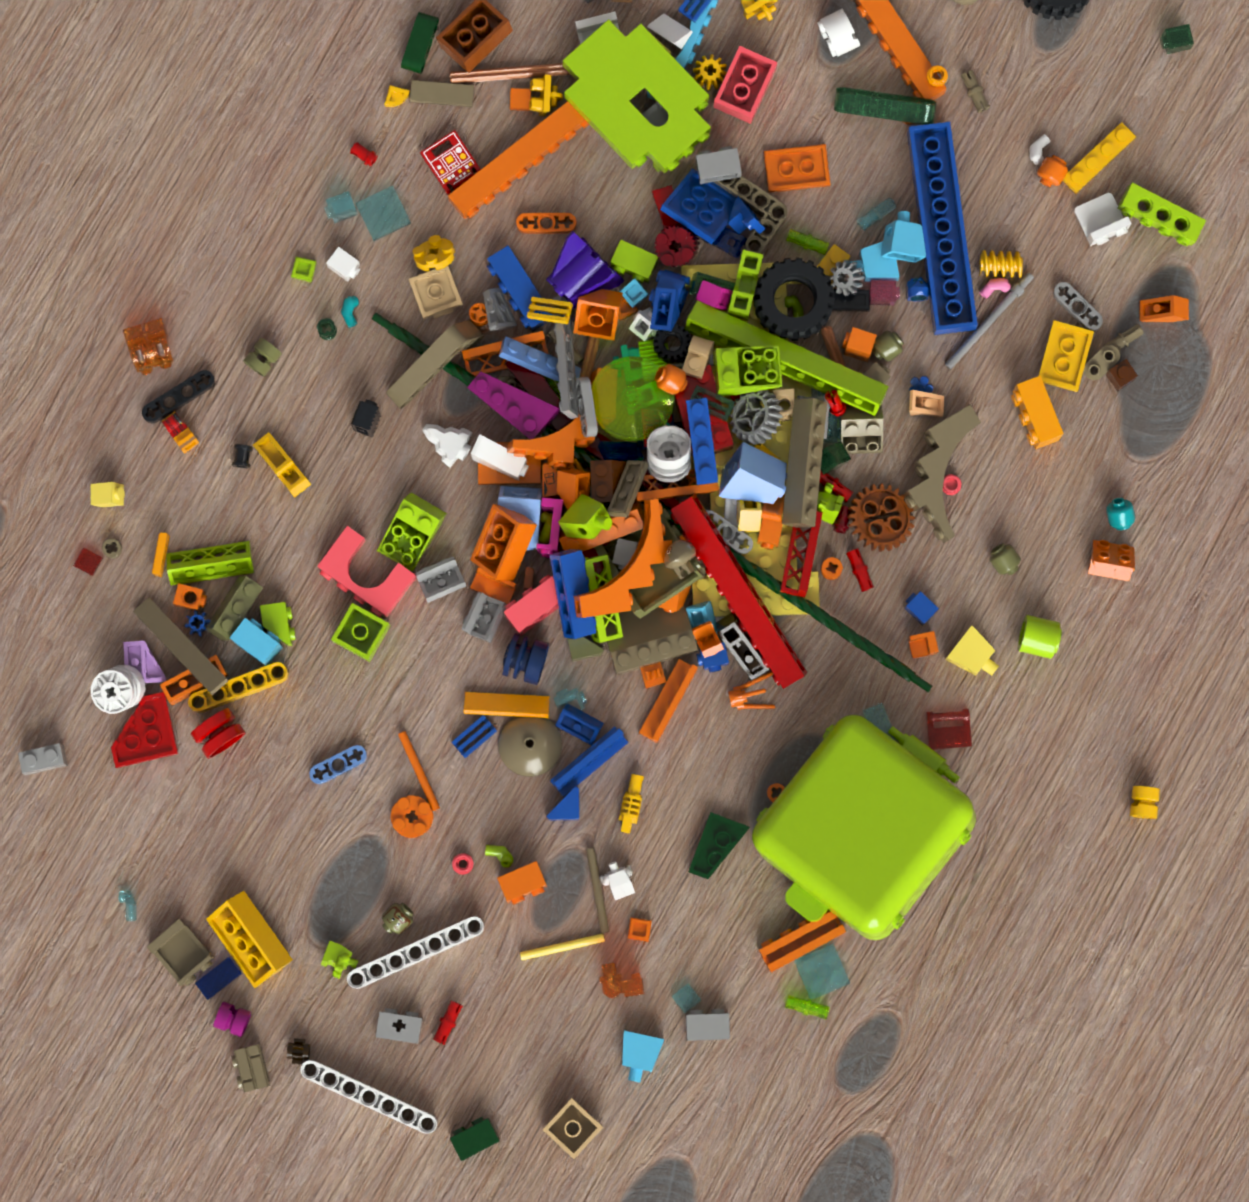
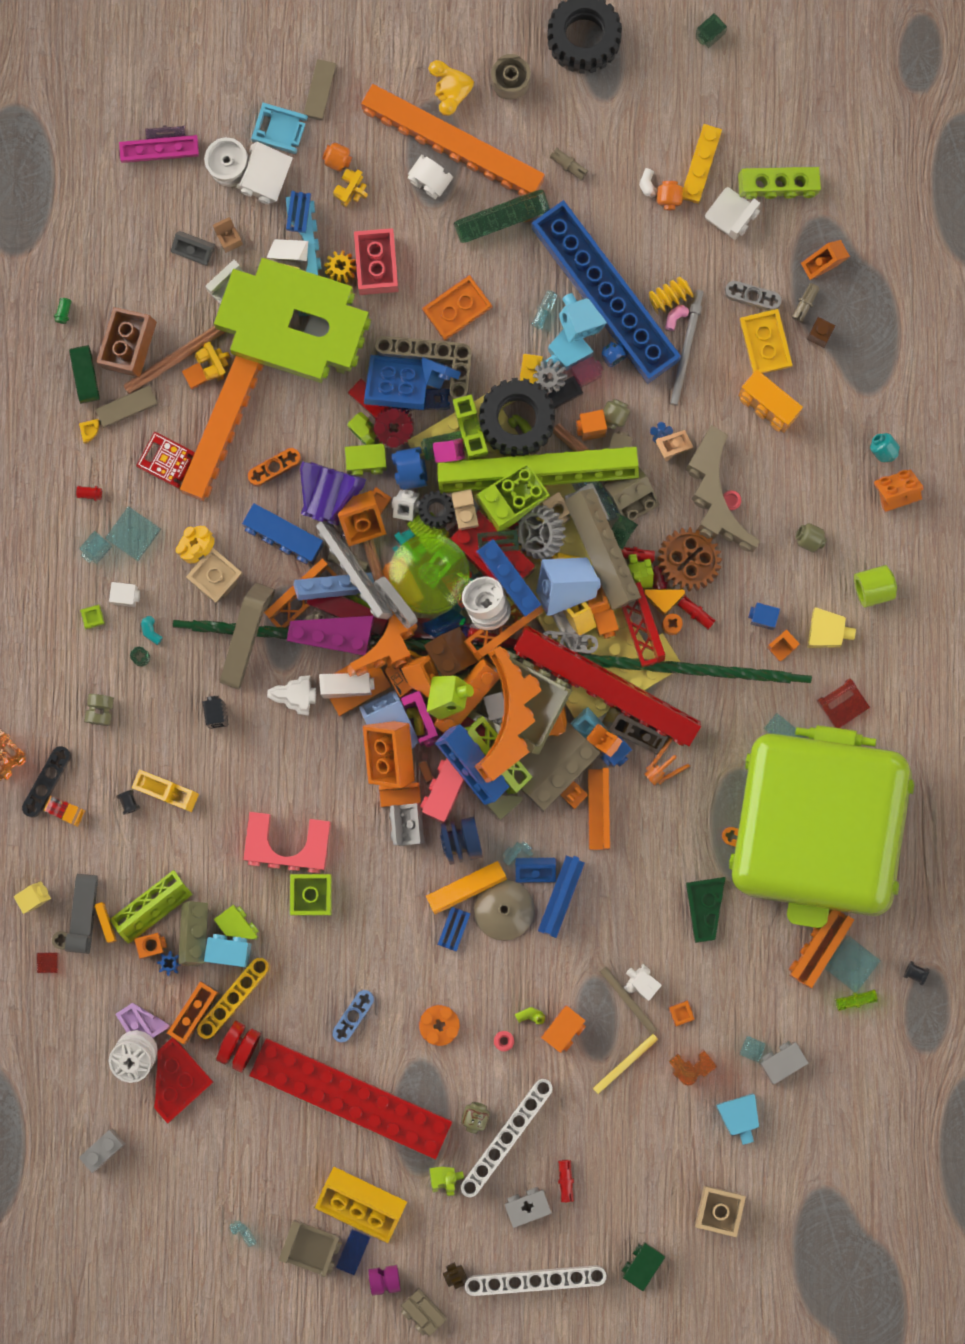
camera: 25 degrees left, 0 degrees up
(144, 535) = (83, 913): none -> dark grey beam
(180, 646) = (166, 991): dark tan tile -> none
(294, 837) = (351, 1098): none -> red brick
(411, 531) = (305, 786): lime slope -> none
(419, 771) = (423, 983): orange bar -> none
(440, 579) = (352, 813): light grey bracket -> none
(479, 311) = (260, 570): orange wheel -> none
(497, 310) = (275, 562): light grey wing -> none
(534, 306) = (303, 543): yellow tile -> none
(568, 808) = (565, 945): blue slope -> none
(627, 488) = (468, 651): dark tan tile -> none
(631, 803) = (616, 912): yellow hinge -> none
(634, 293) = (380, 485): medium azure tile -> none
(646, 231) = (362, 429): none -> lime rock
(665, 309) = (415, 484): blue slope -> none
(671, 379) = (453, 540): orange head -> none
(678, 557) = (544, 685): dark tan piece -> none
(718, 165) = (392, 340): light grey brick -> none
(807, 241) = (500, 363): clear neon green pin -> none
(836, 541) = (664, 599): none -> light orange slope
(837, 407) = (603, 487): red pin -> none
(876, 1013) = (916, 973): none -> black bush
(940, 70) = (531, 162): light orange plate -> none
(1102, 362) = (798, 330): dark tan plate -> none

